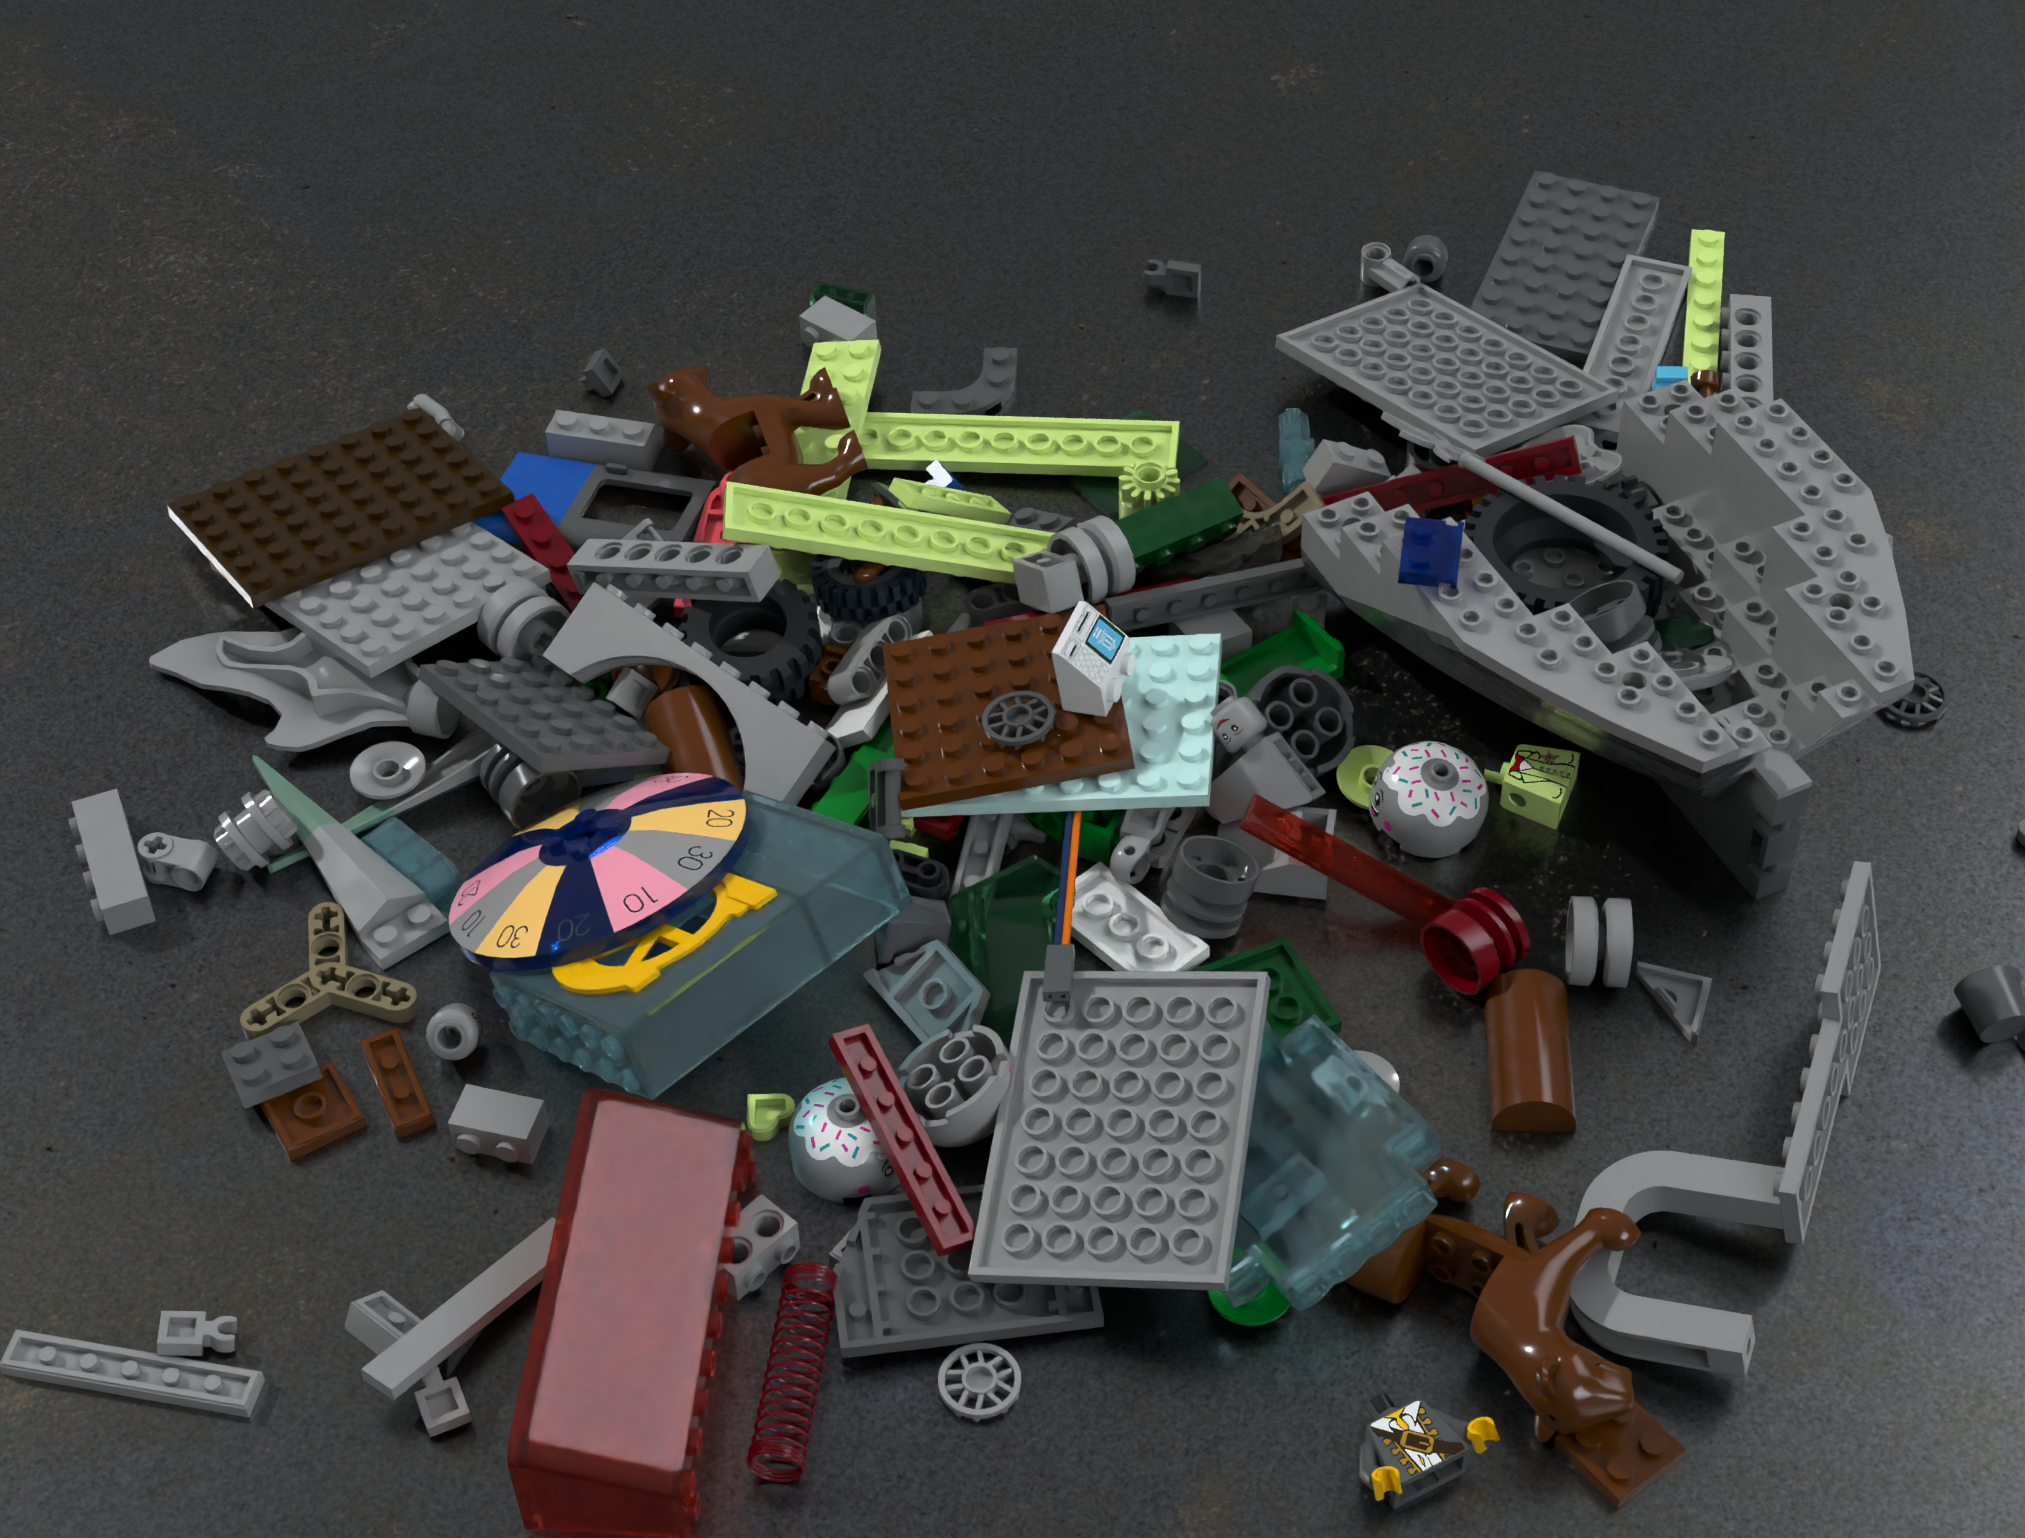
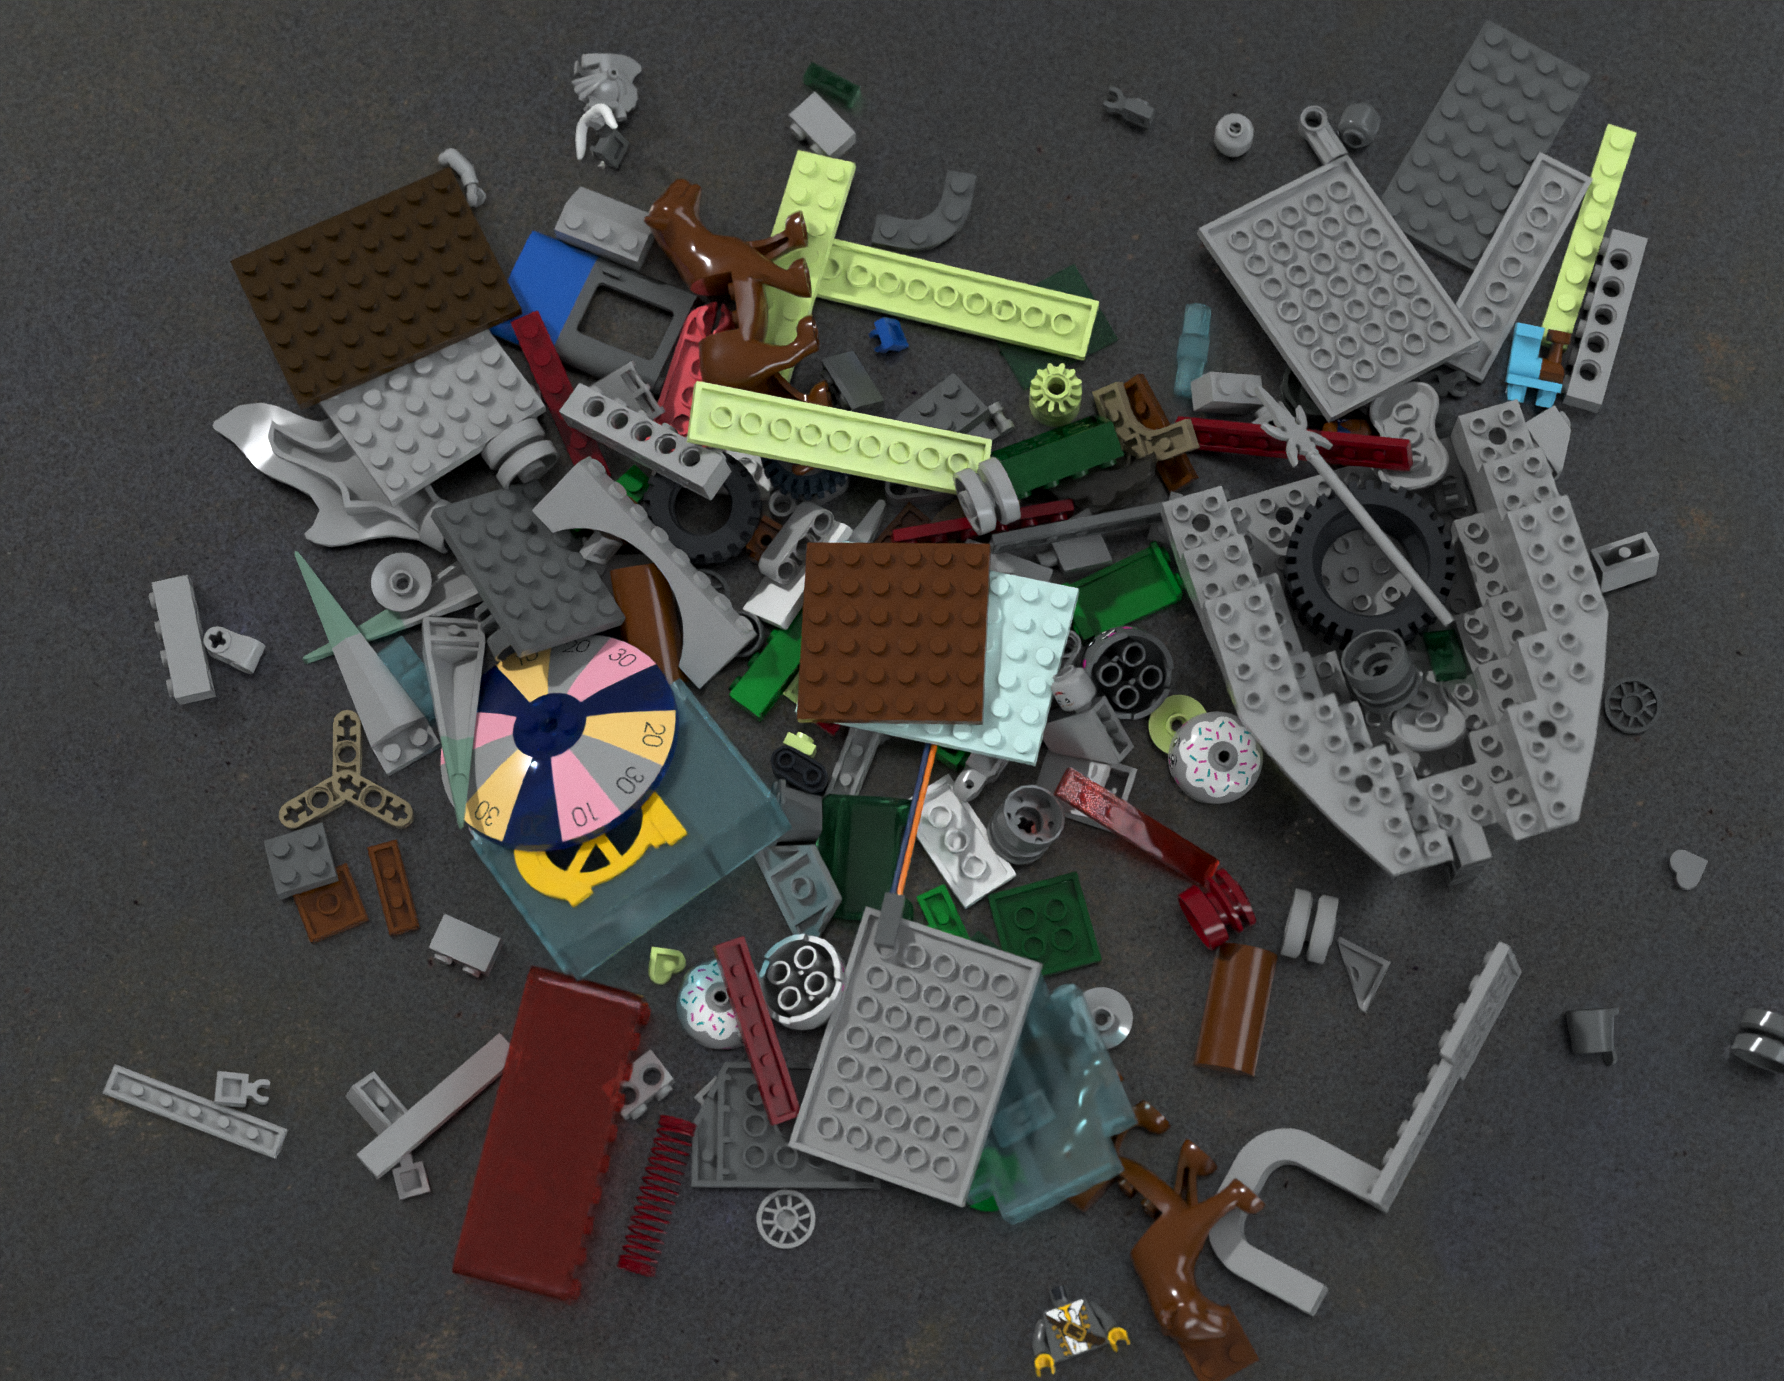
camera: 10 degrees right, 30 degrees up
(255, 830) = (298, 634): light grey piece -> none
(450, 1043) = (439, 857): light grey head -> none
(461, 841) = (454, 668): none -> light grey plate
(588, 322) = (604, 92): none -> light grey helmet
(883, 797) = (787, 704): dark grey plate -> none
(948, 501) = (886, 378): yellowish green plate -> none
(1018, 719) = (899, 664): dark grey wheel -> none
(1048, 581) = (948, 510): light grey brick -> none
(1091, 662) = (964, 633): white slope -> none
(1292, 279) = (1234, 135): none -> light grey head
(1430, 552) = (1236, 629): clear blue plate -> none

